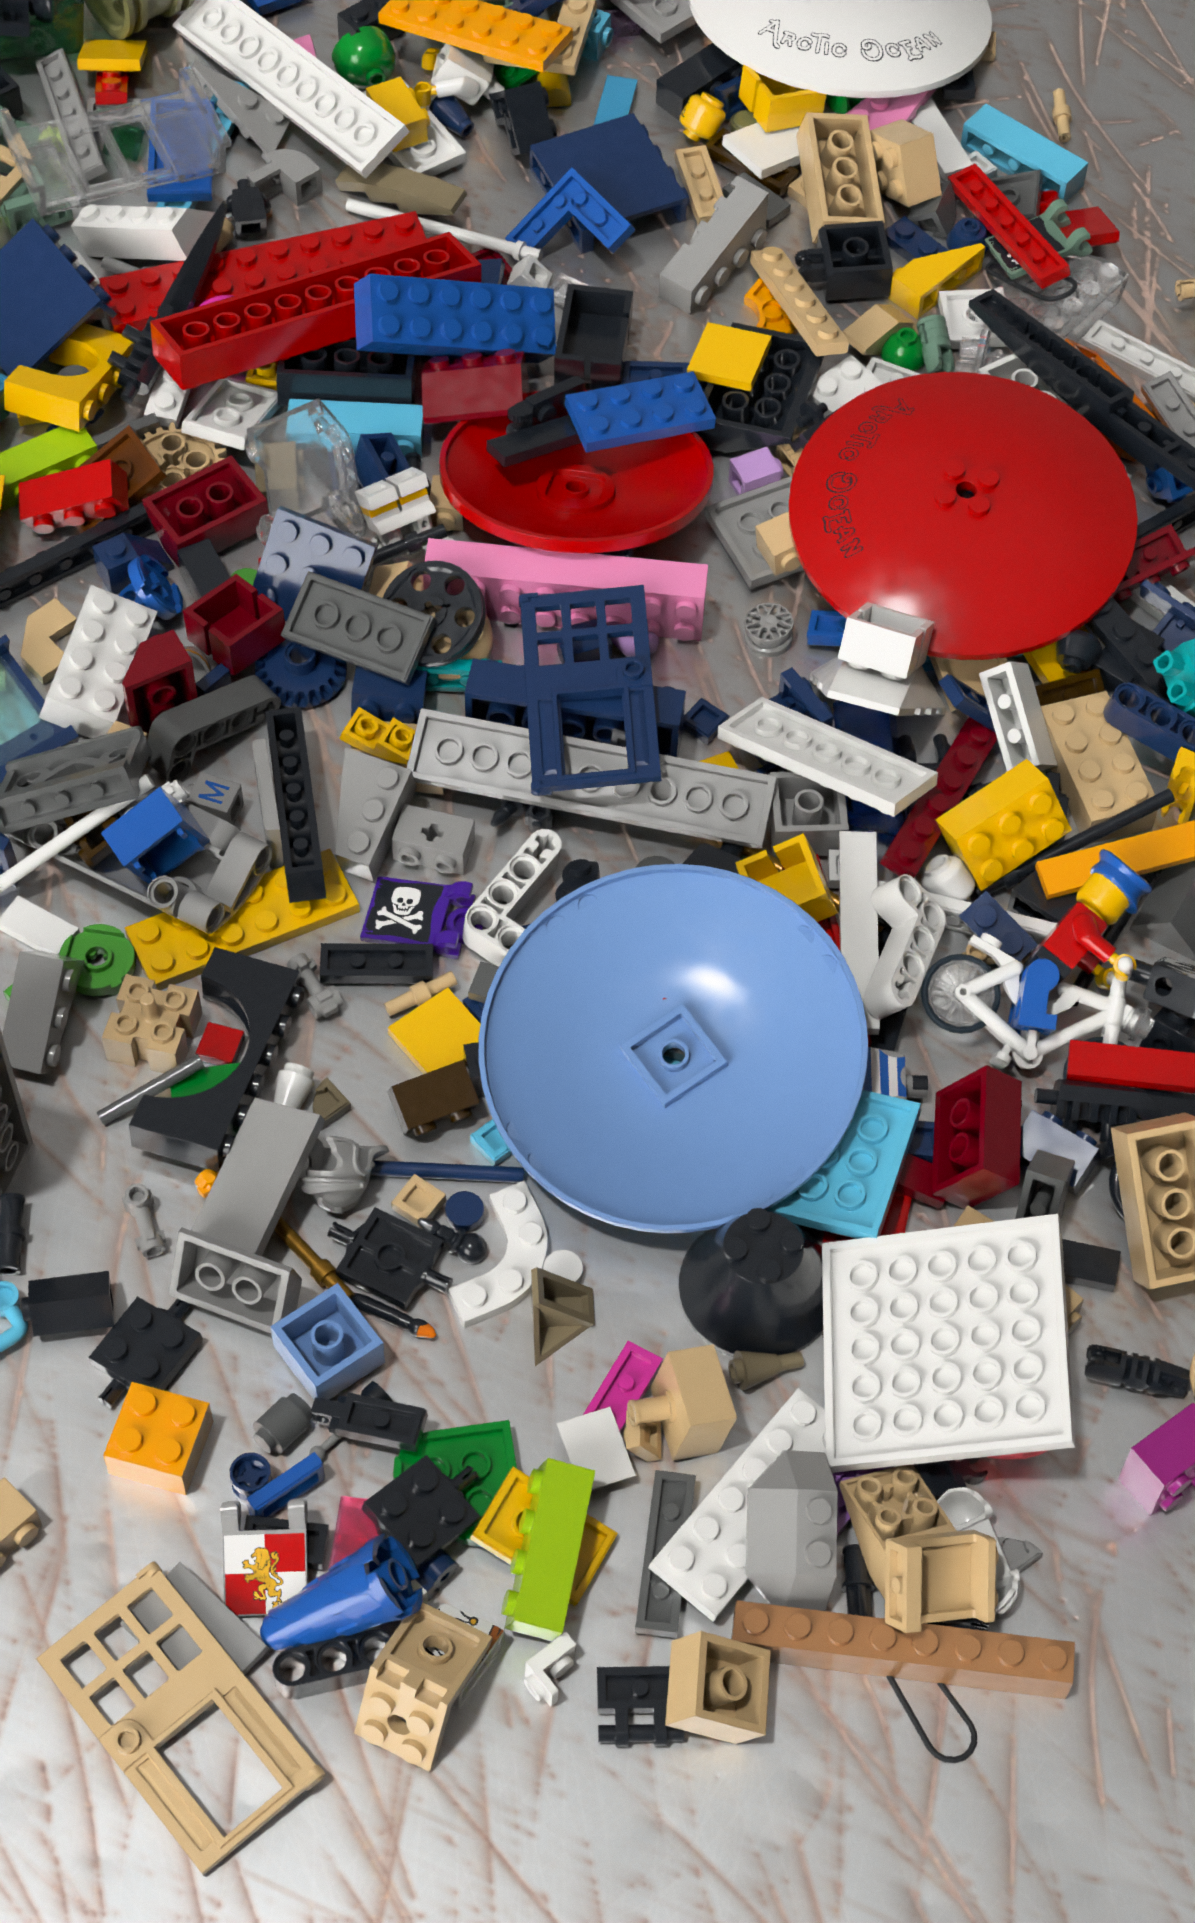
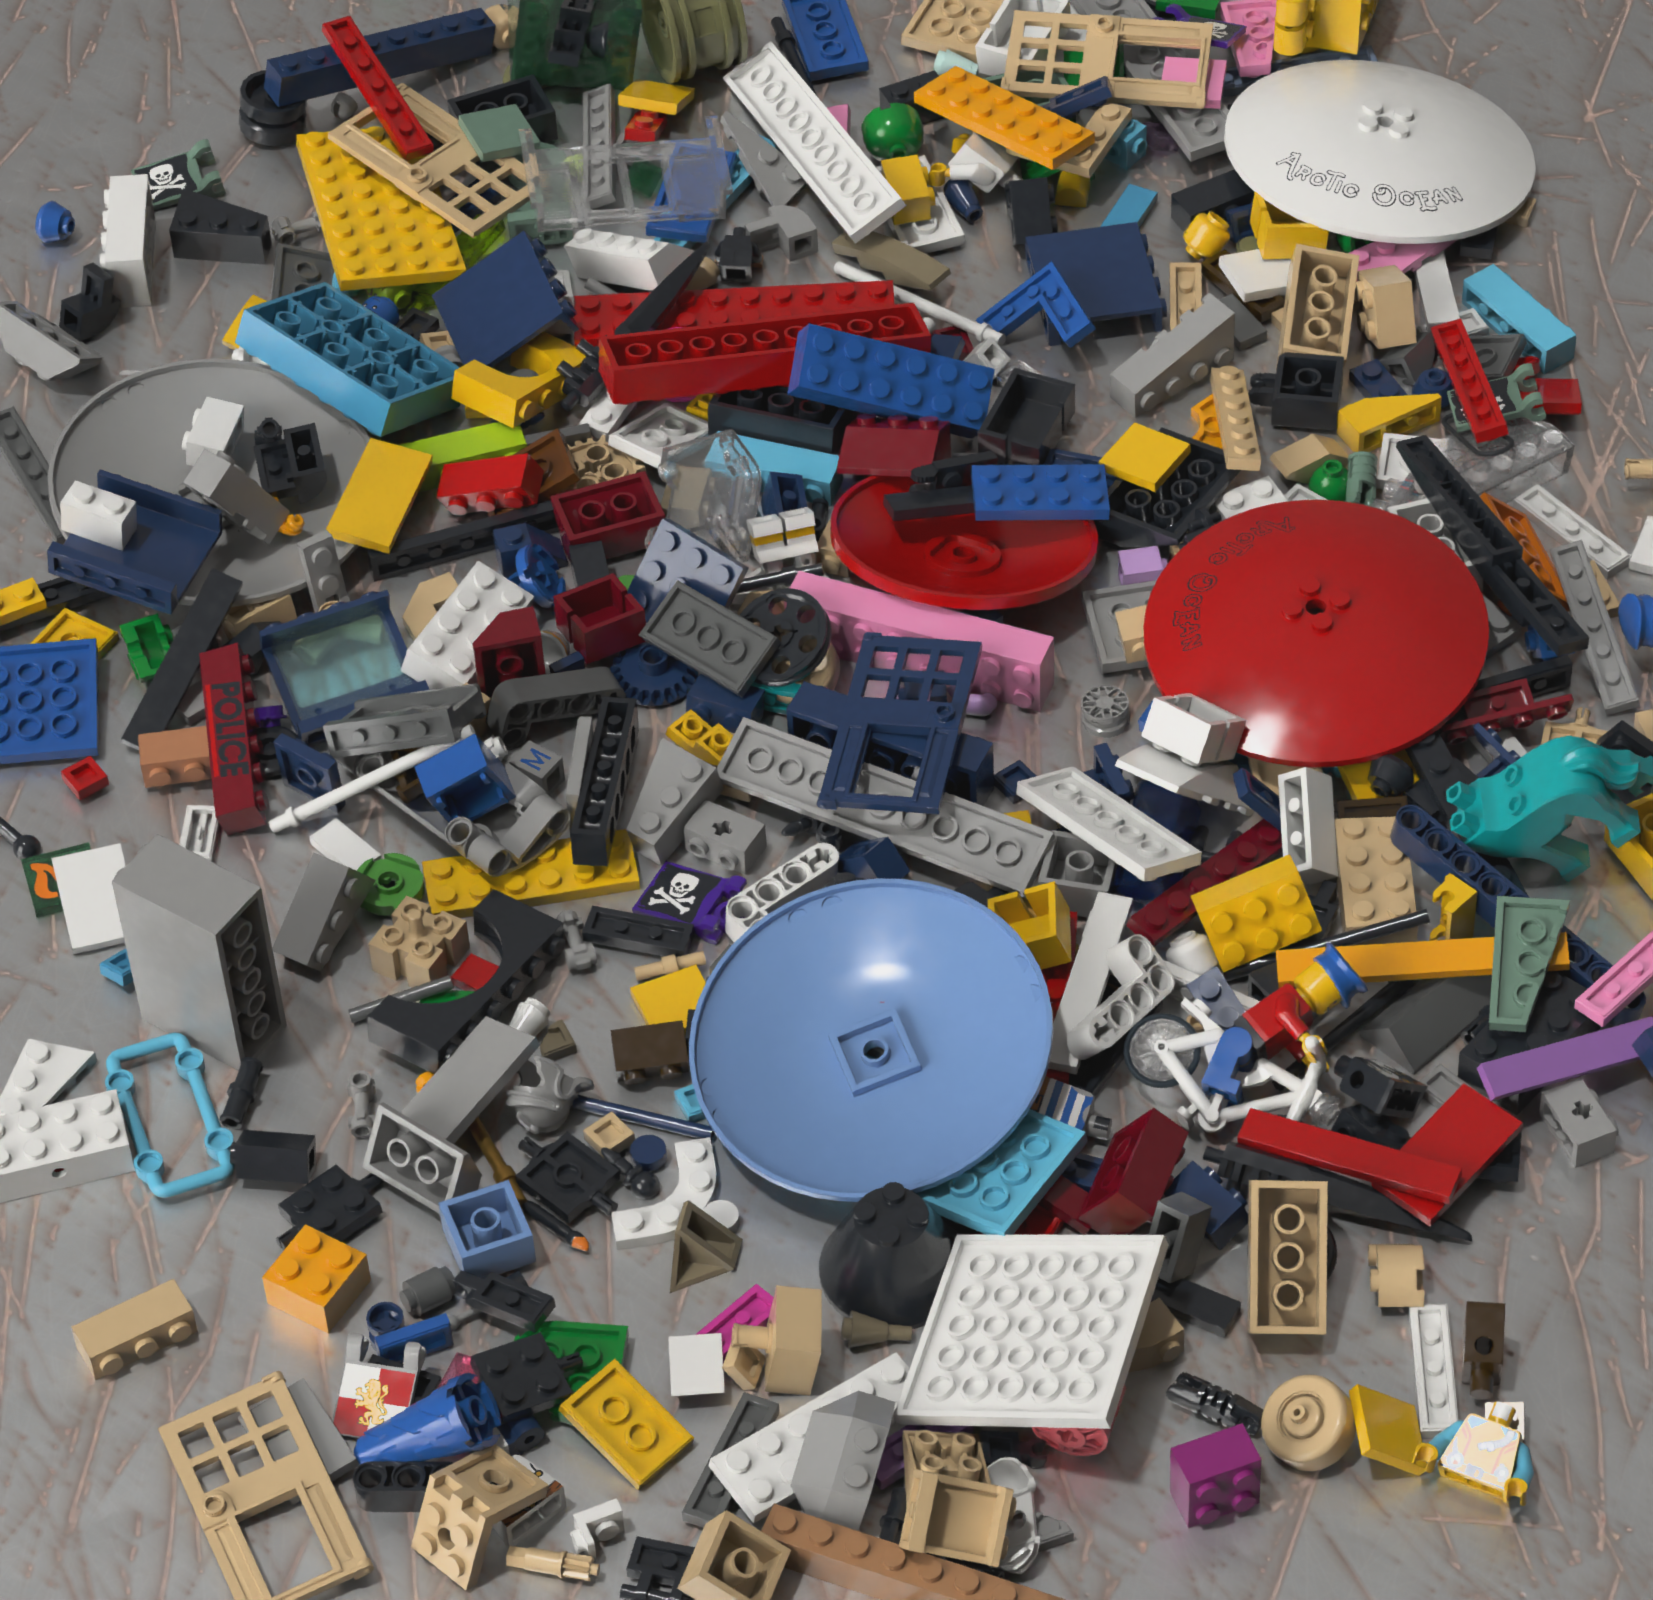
camera: 20 degrees right, 10 degrees down
(514, 1717) = (553, 1562): none -> tan piece
(549, 1549) = (622, 1429): lime brick -> none
(595, 839) = (873, 860): none -> dark blue slope
(1061, 115) = (1574, 287): tan bar -> none

